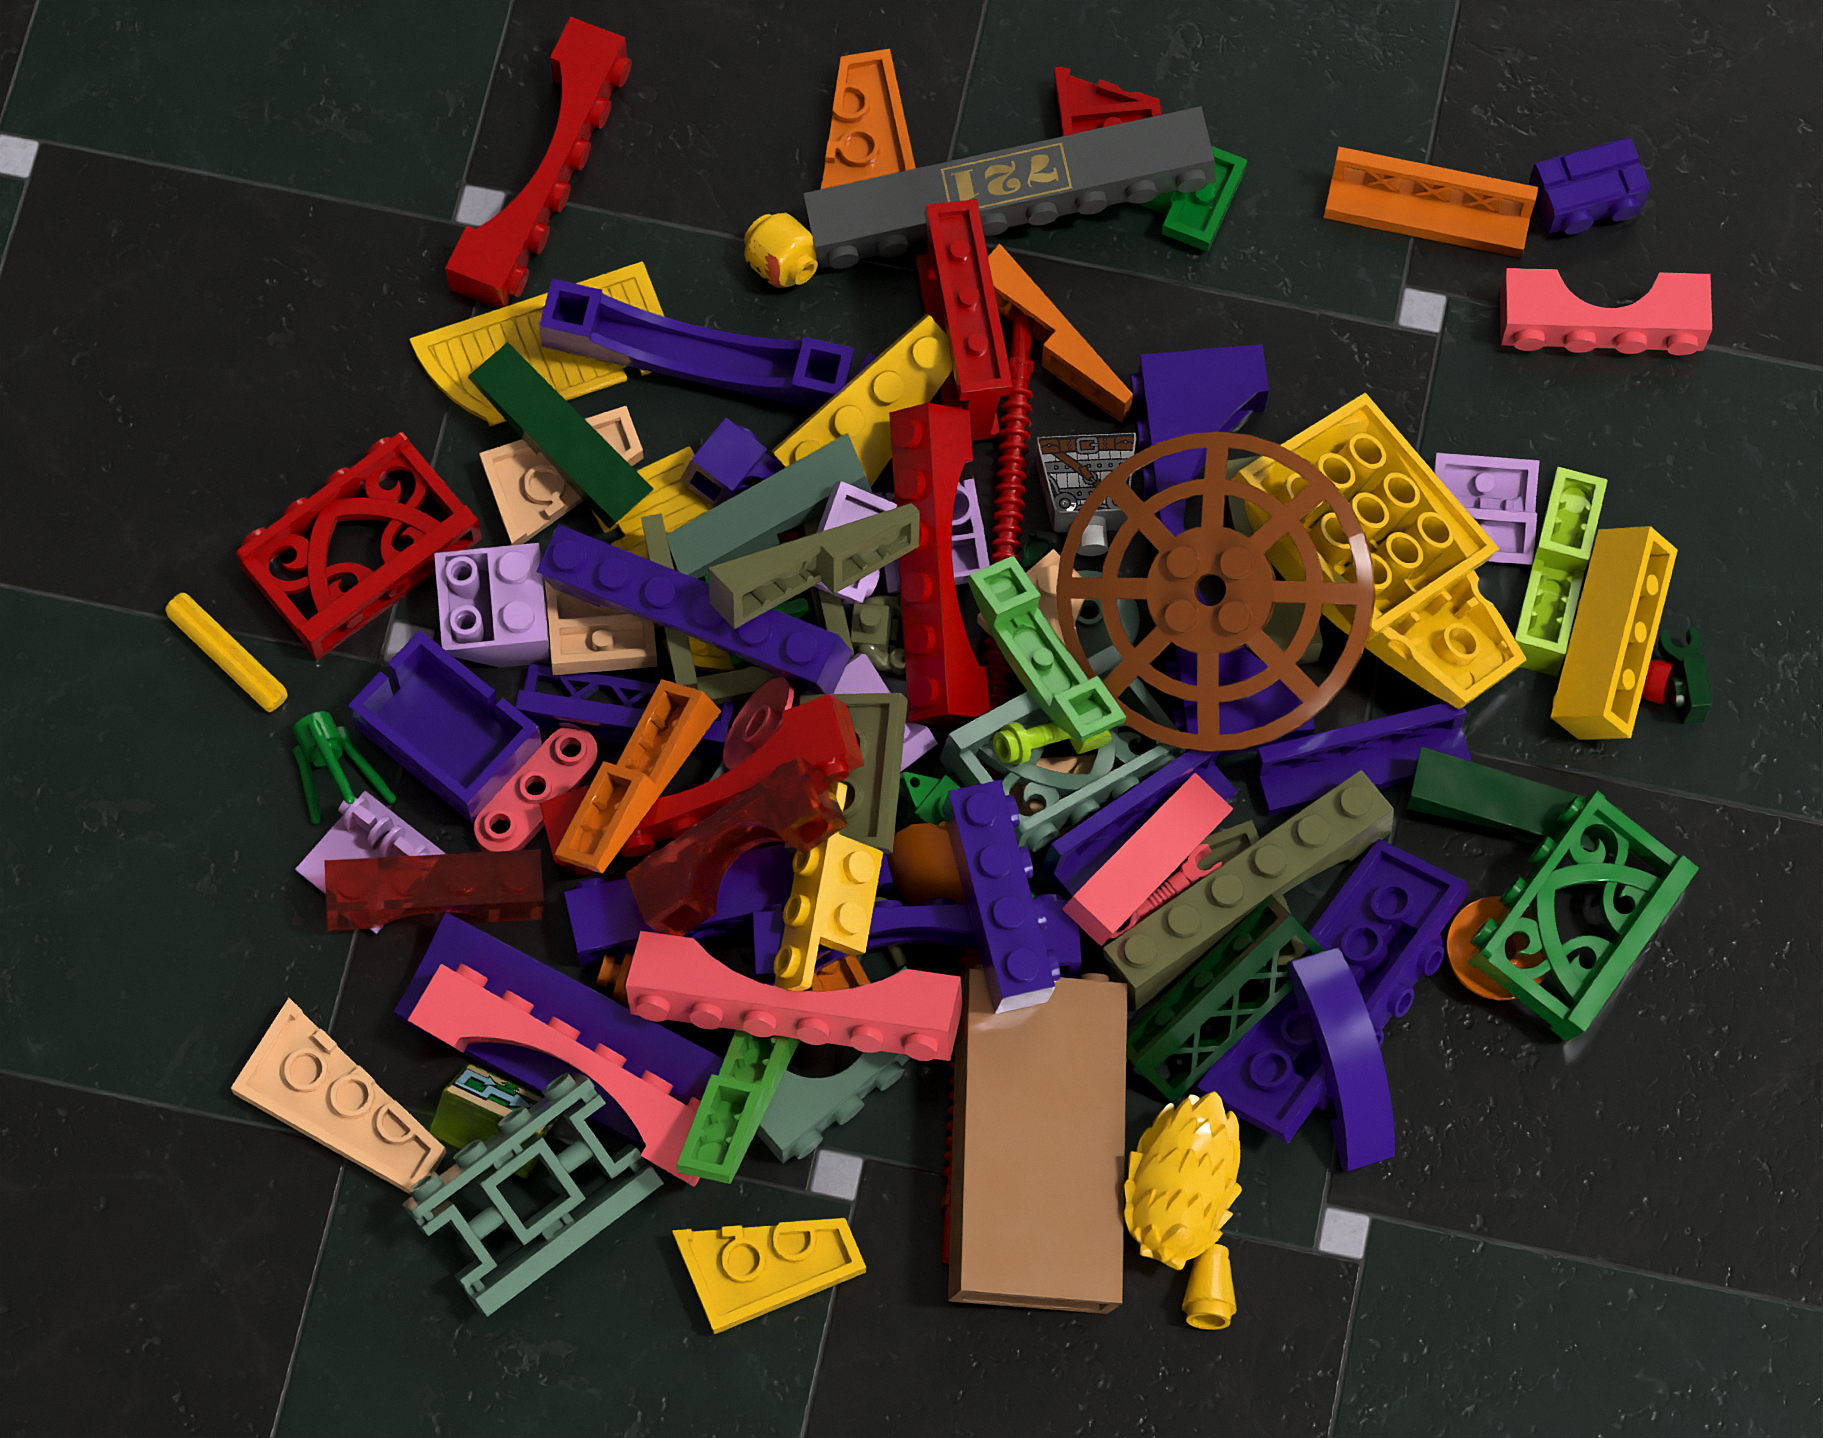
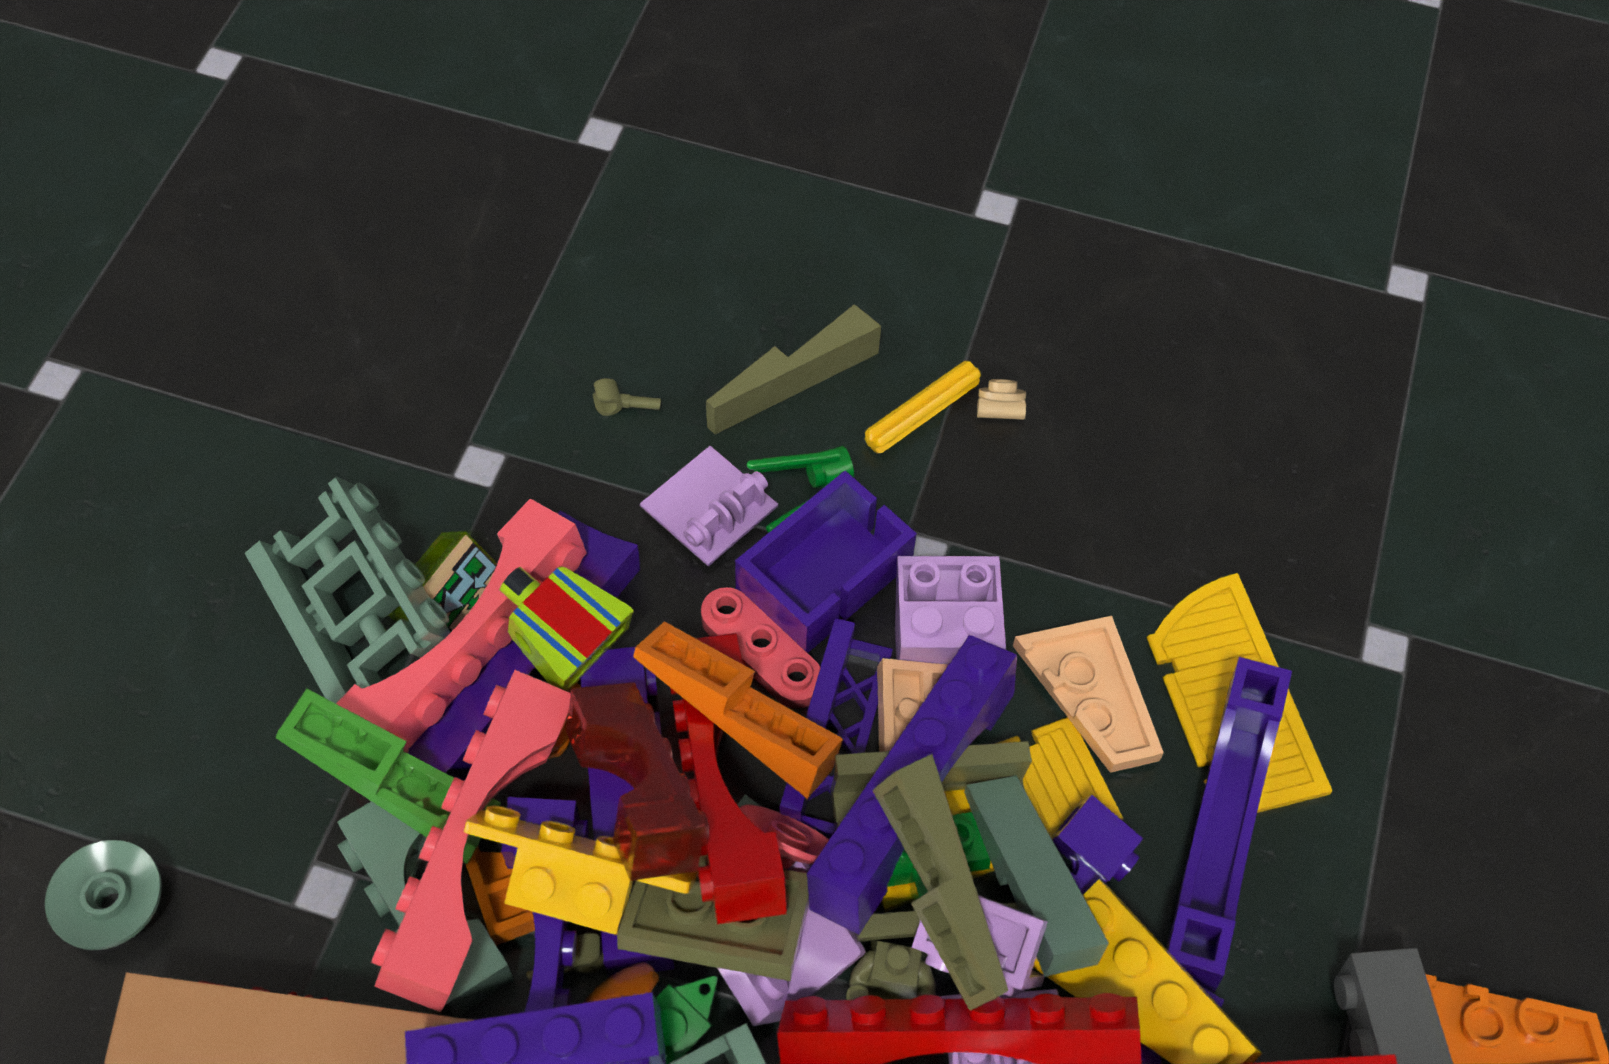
camera: 95 degrees right, 10 degrees down
(201, 803) = (778, 377): none -> olive slope
(212, 571) = (1001, 400): none -> tan plate
(238, 985) = (609, 400): none -> olive hand
(326, 1096) = (486, 458): light nougat wing -> none
(342, 613) = (1035, 471): red fence -> none
(482, 884) = (663, 535): clear red arch -> none
(494, 257) = (1545, 748): red arch -> none
(561, 435) = (1123, 680): dark green slope -> none
(563, 955) = (563, 623): none -> torso
(766, 1267) = (238, 810): yellow wing -> none
(780, 250) = (1349, 922): yellow head -> none
(865, 1341) = (91, 875): none -> sand green dish

